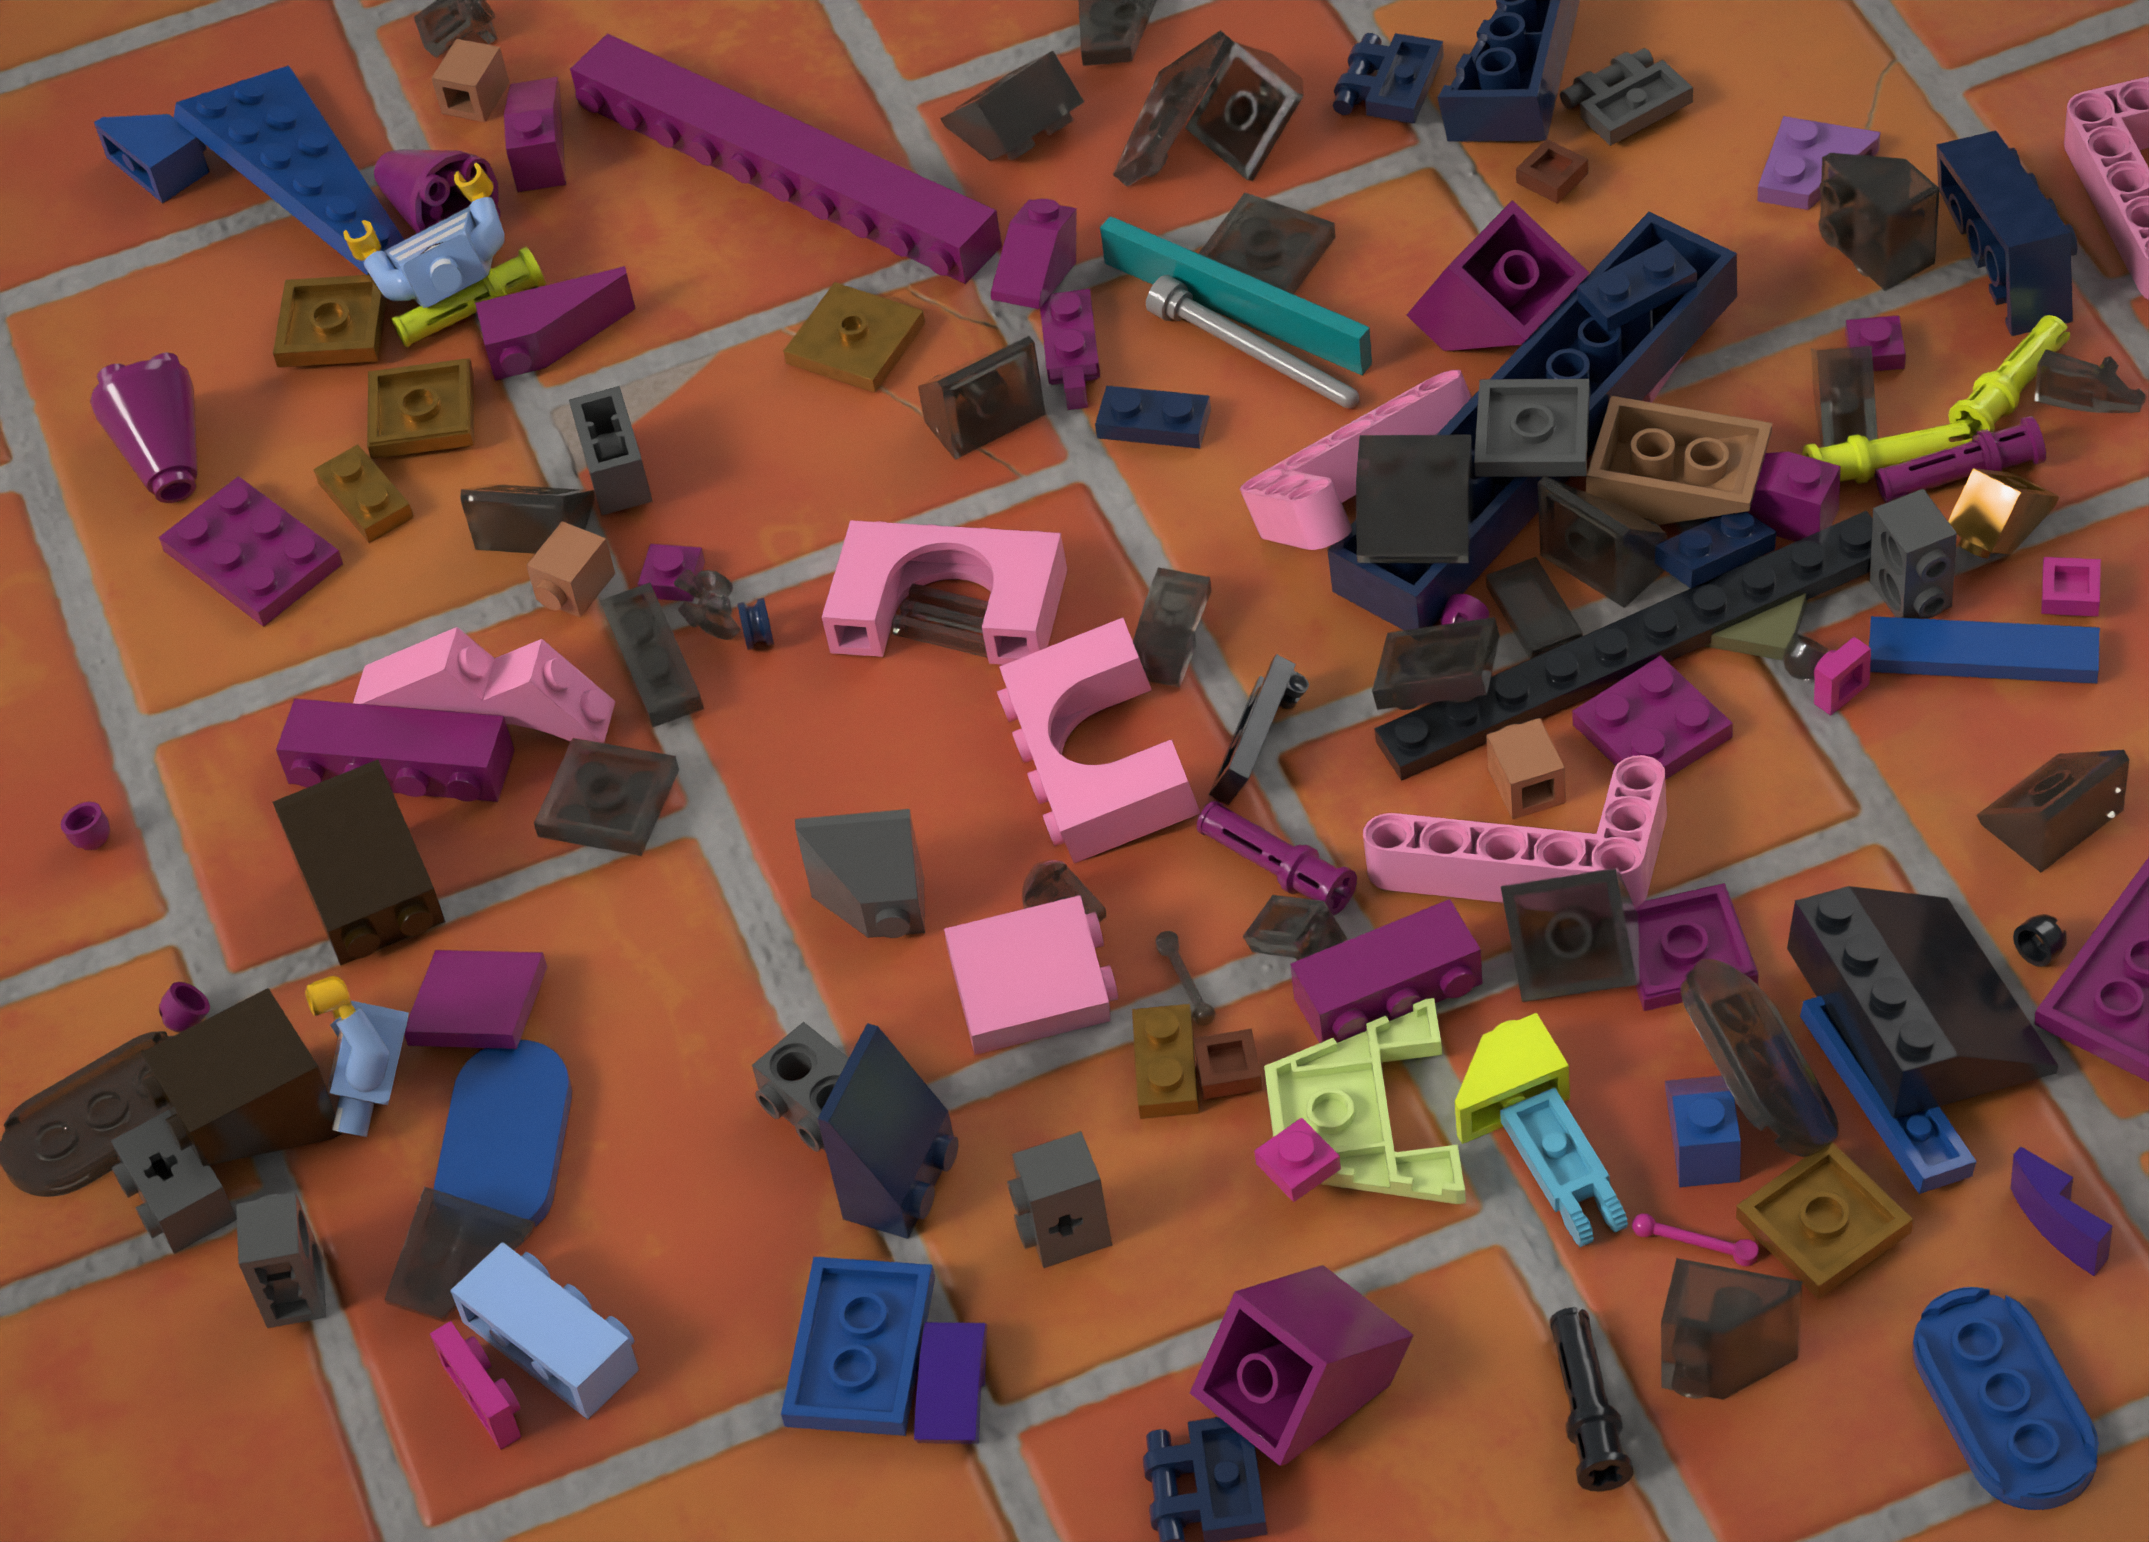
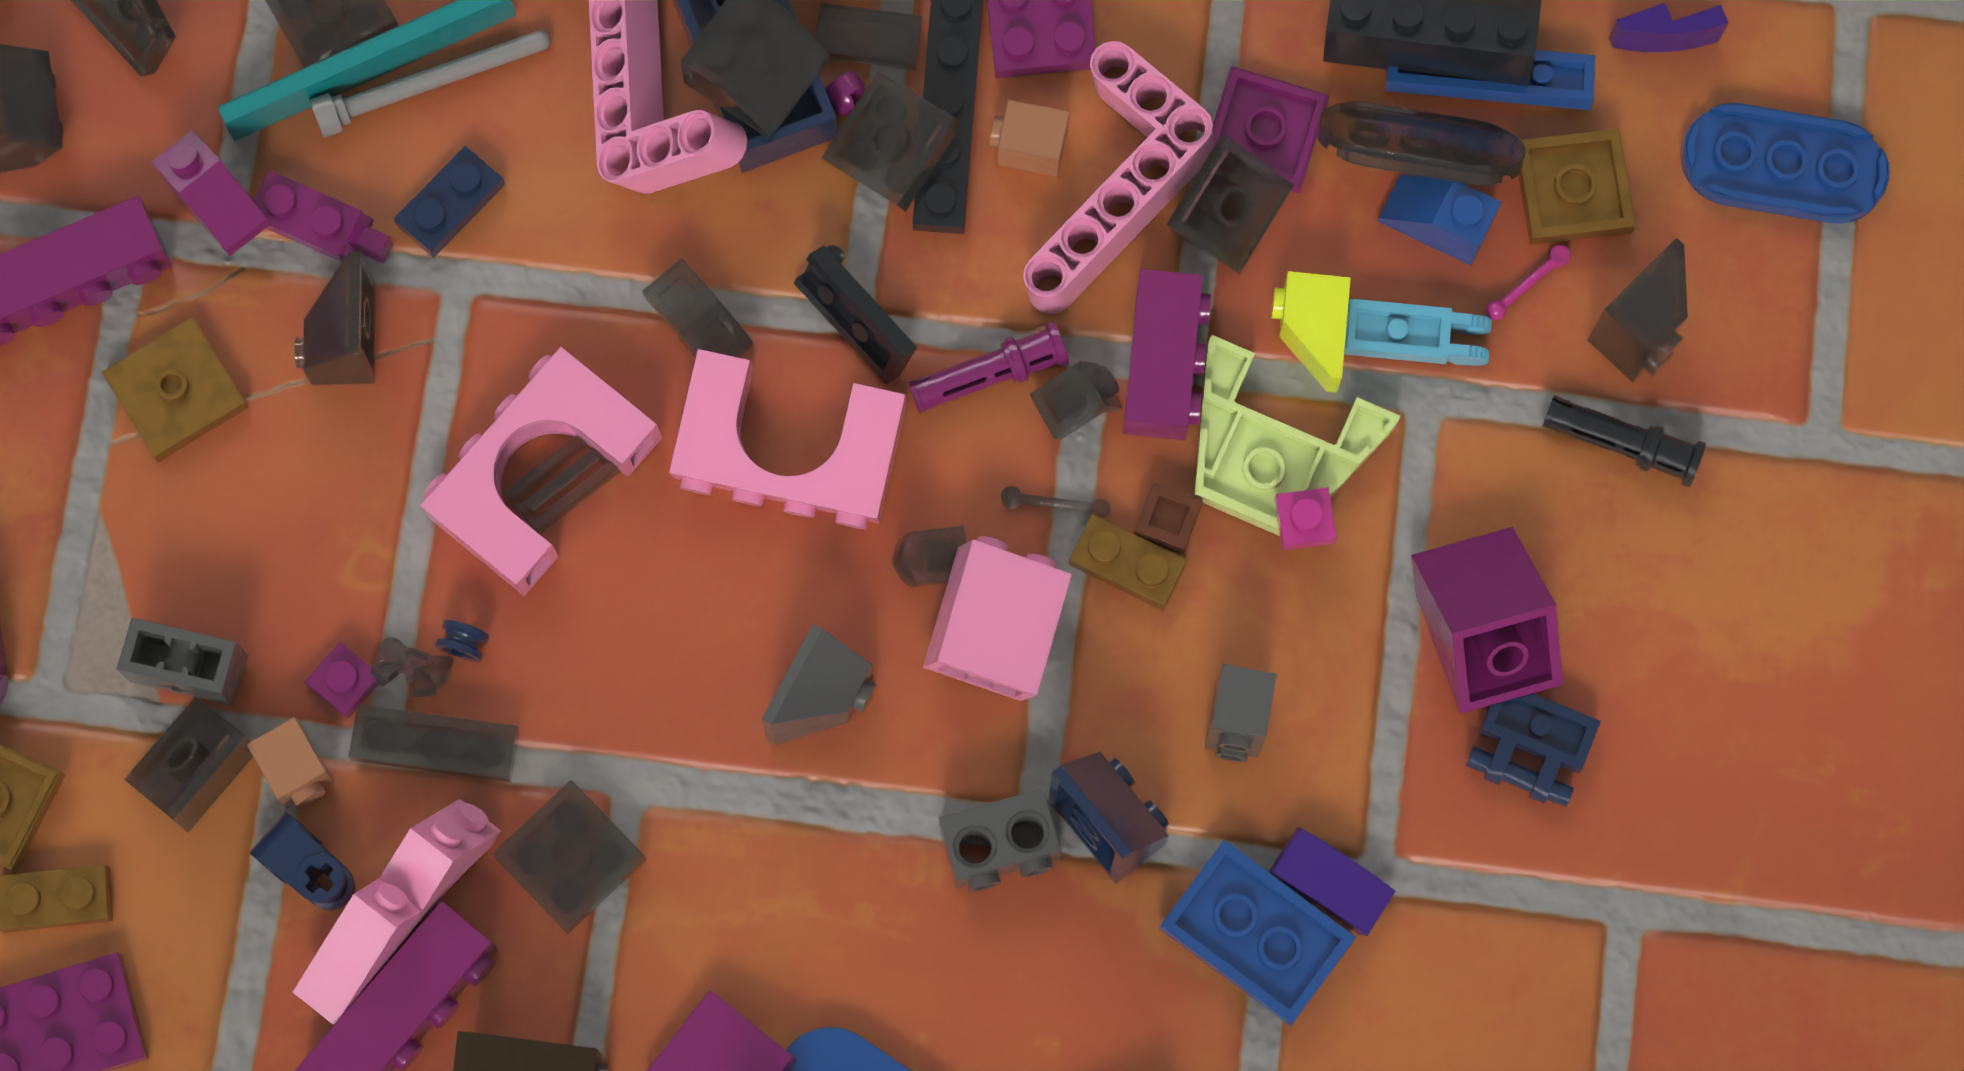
camera: 70 degrees left, 25 degrees up
(493, 614) = (300, 859): none -> dark blue piece

